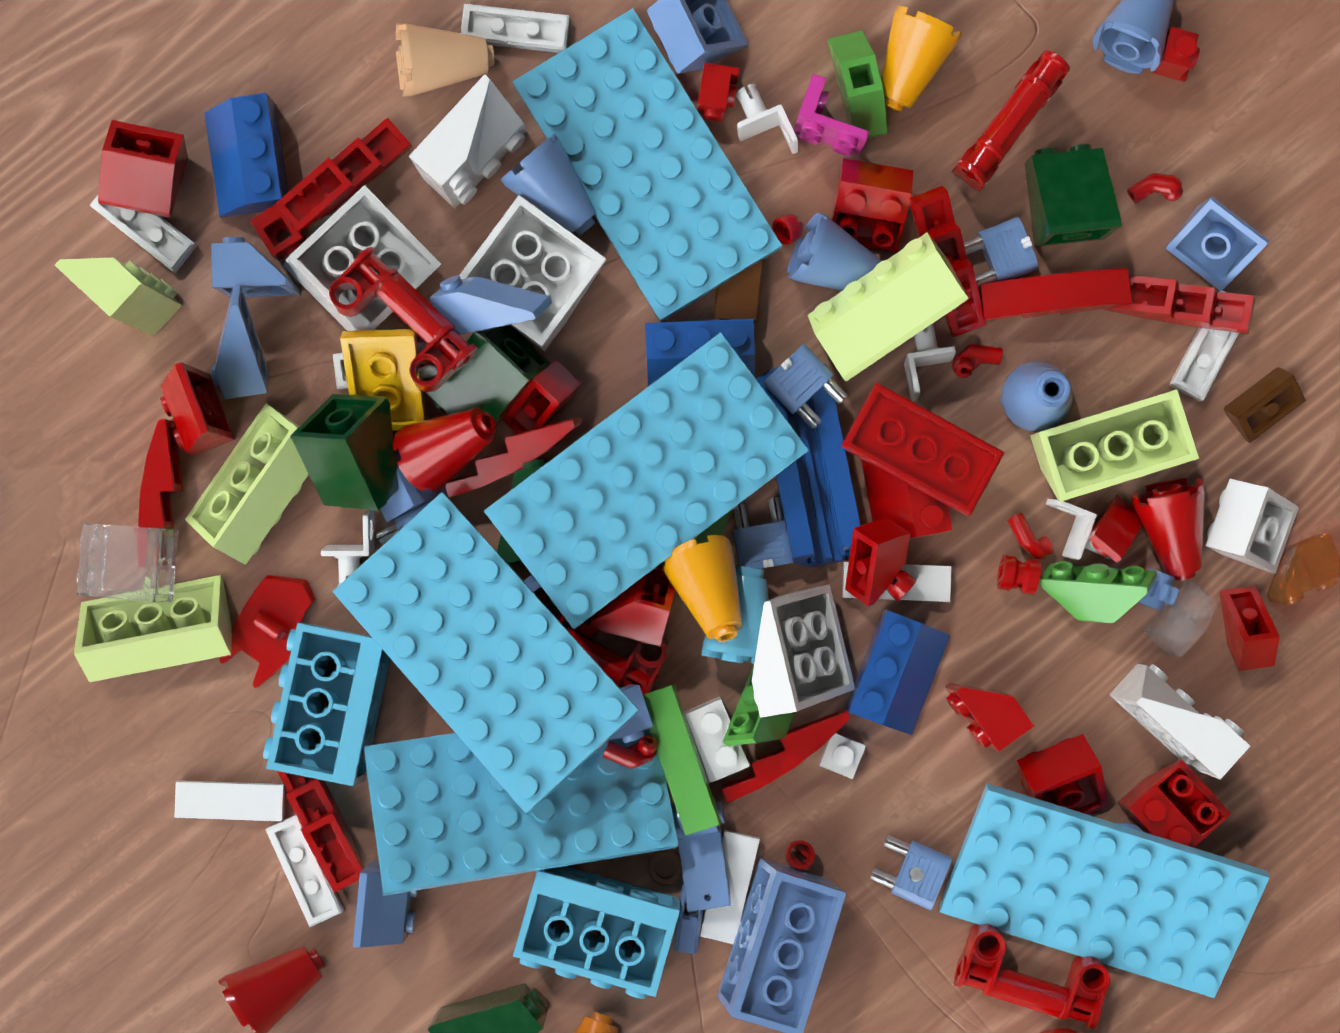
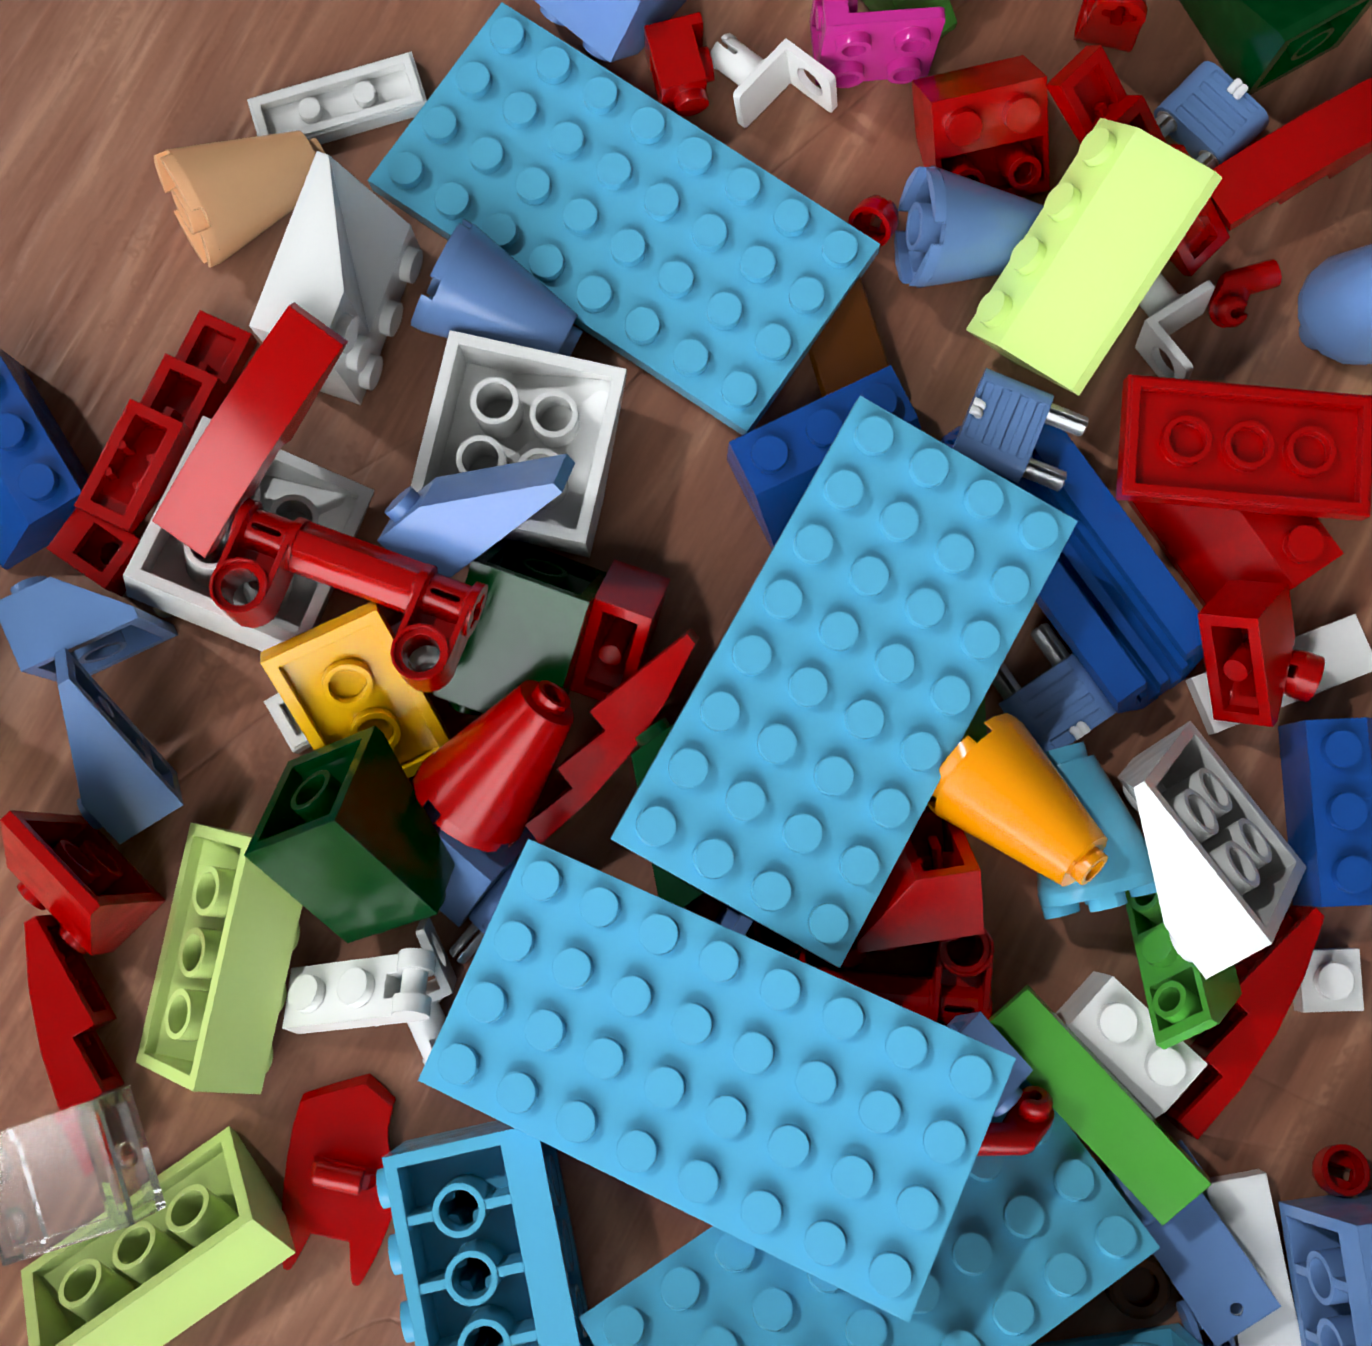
camera: 25 degrees left, 5 degrees down
(319, 534) = (360, 992): none -> white plate
(385, 211) = (250, 429): none -> red slope

